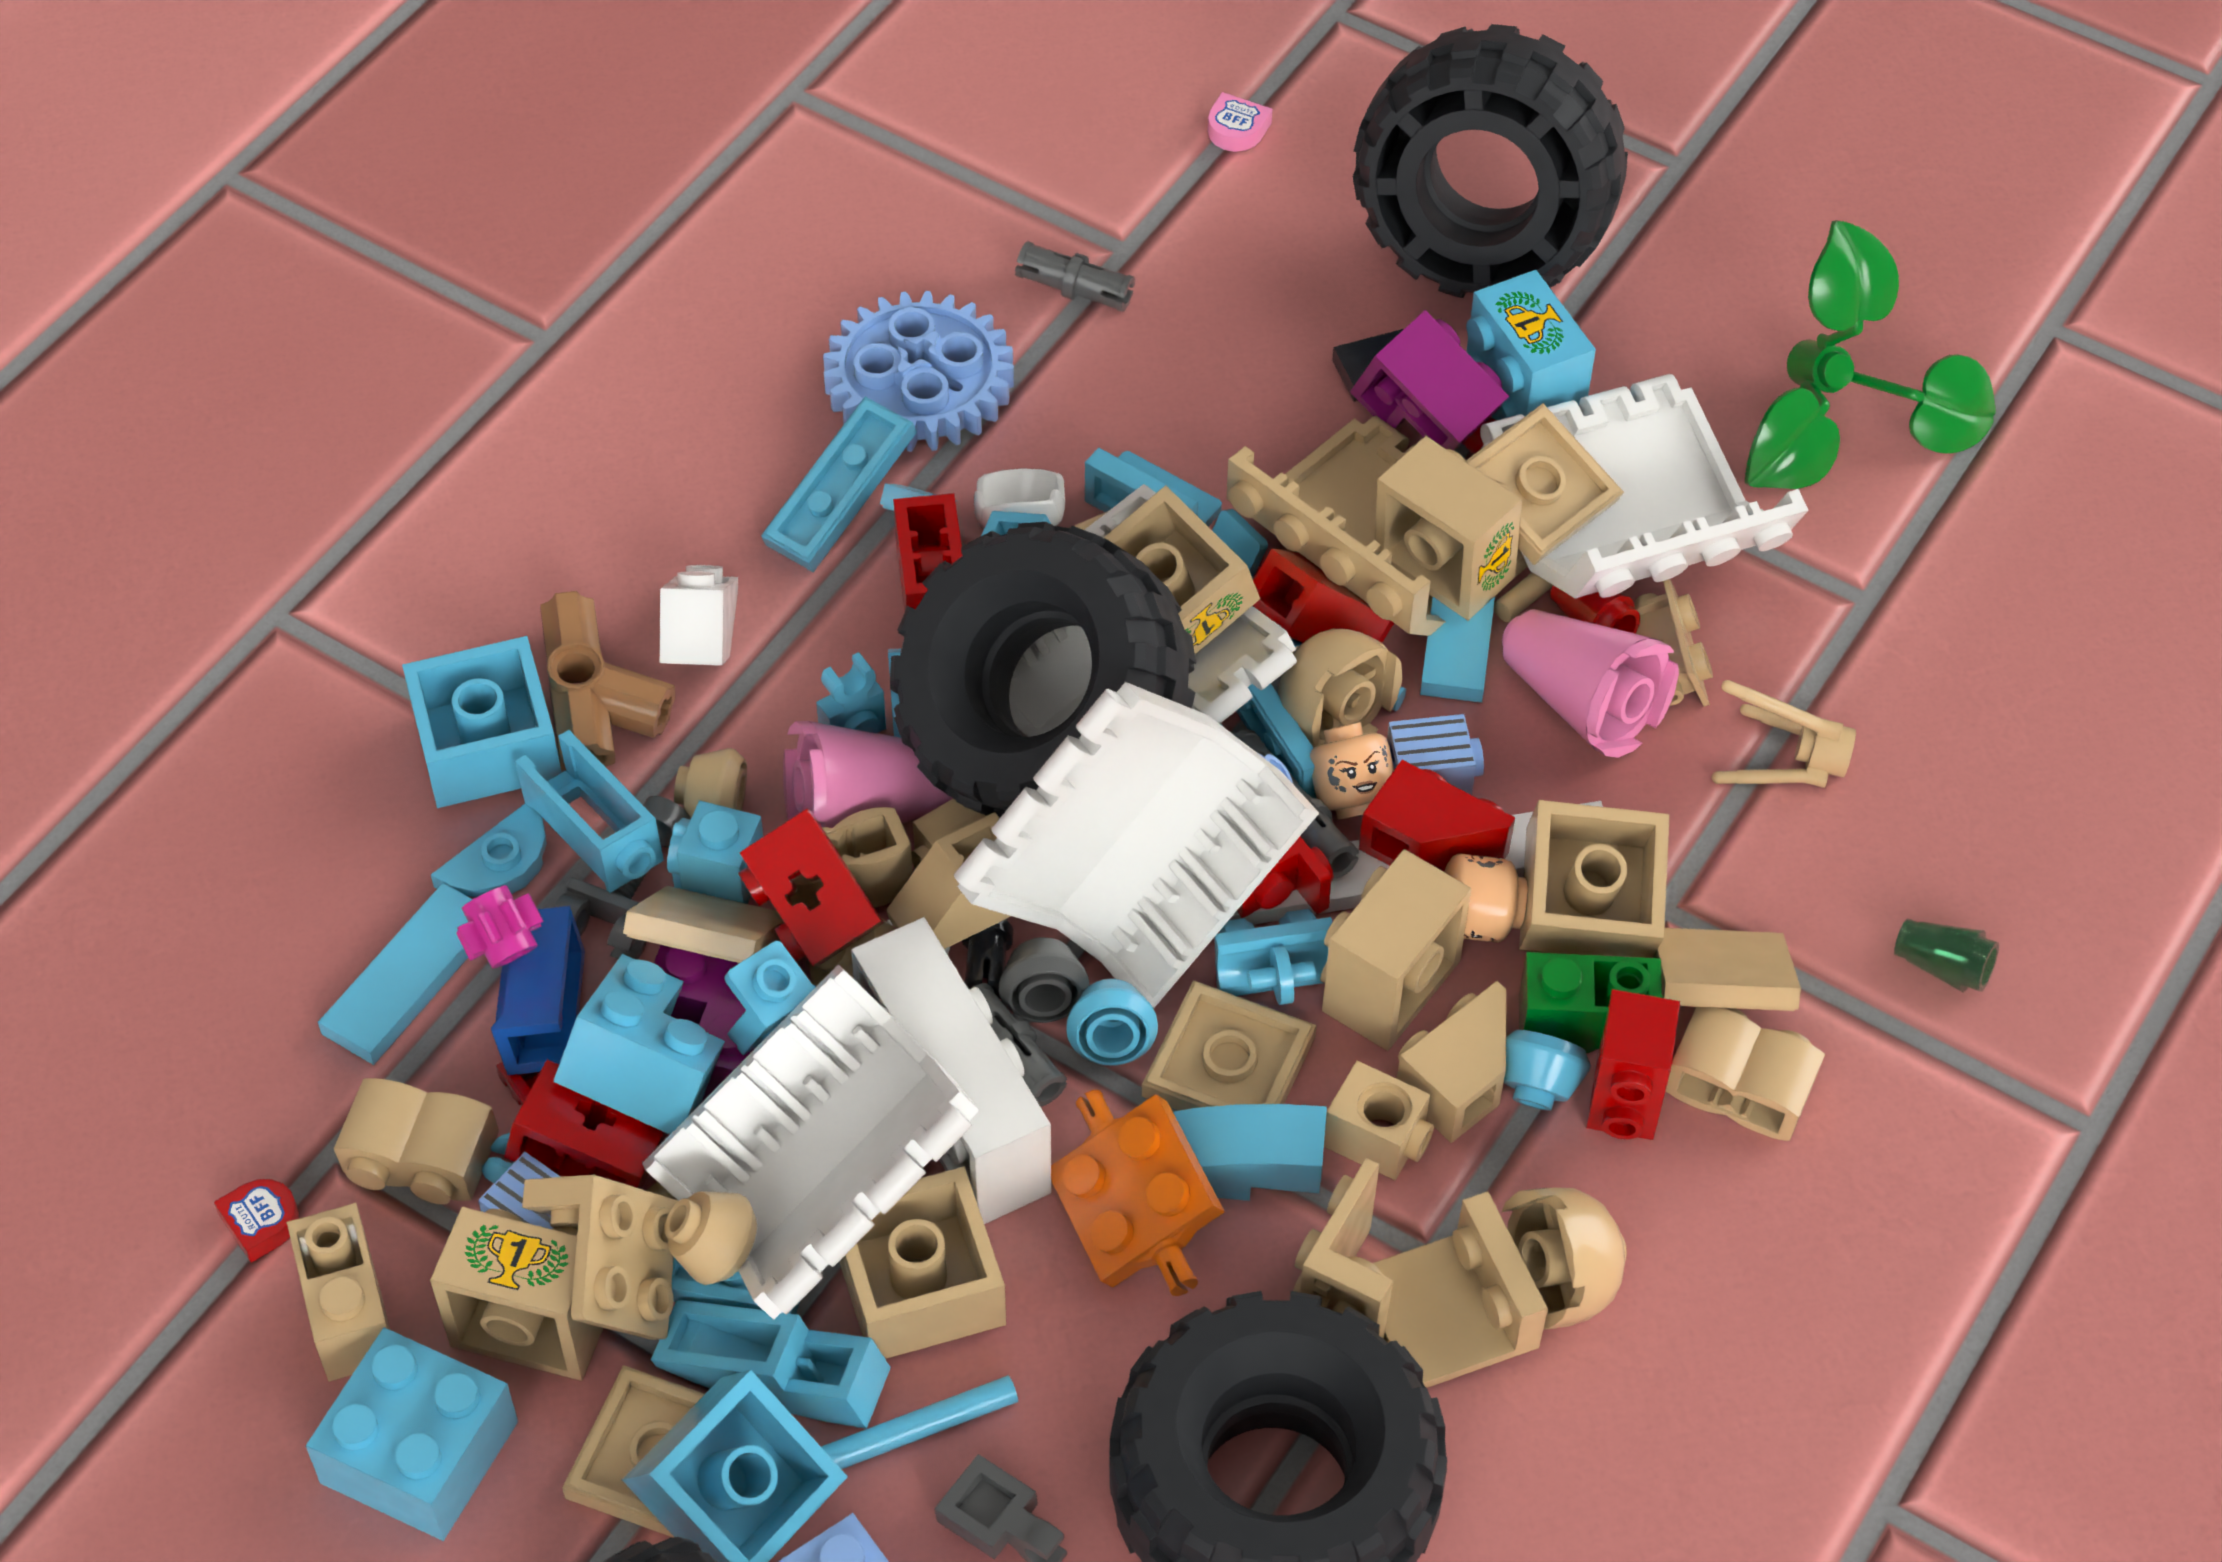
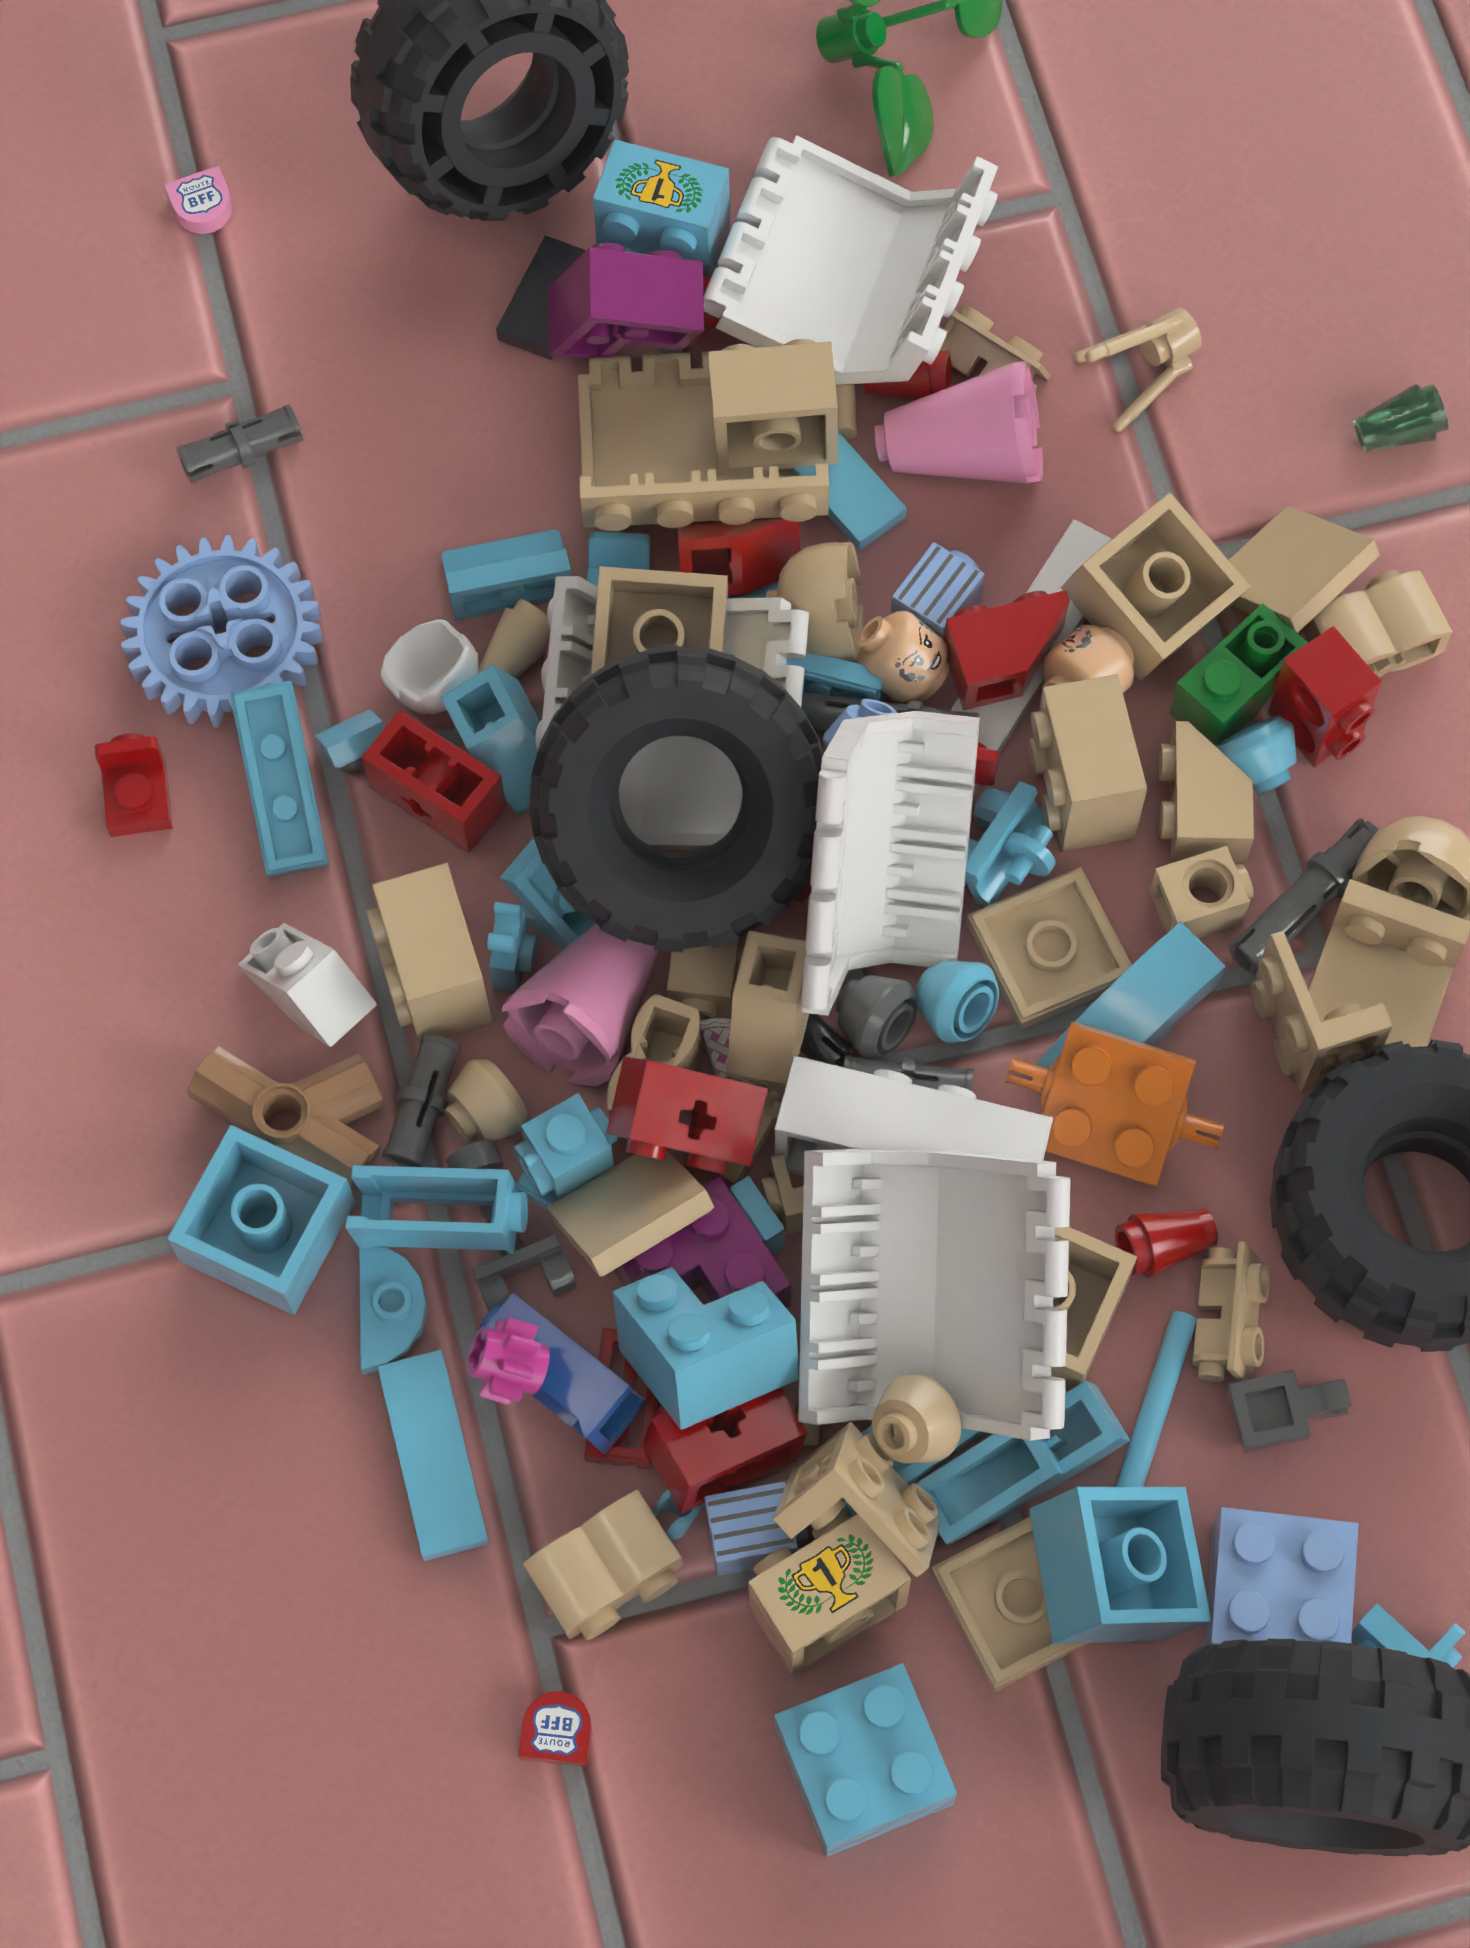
camera: 45 degrees left, 15 degrees up
(338, 1287) = (695, 1719): tan slope -> none
(664, 759) = (421, 1101): none -> dark grey pin
(751, 414) = (134, 784): none -> red bracket
(769, 990) = (769, 1221): medium azure bracket -> none
(780, 653) = (428, 954): none -> tan brick
(1059, 1319) = (1165, 1238): none -> red cone
(1063, 1413) = (1237, 1290): none -> tan hinge
(1443, 1196) = (1297, 906): none -> dark grey pin
(1553, 476) = (789, 299): tan tile -> none

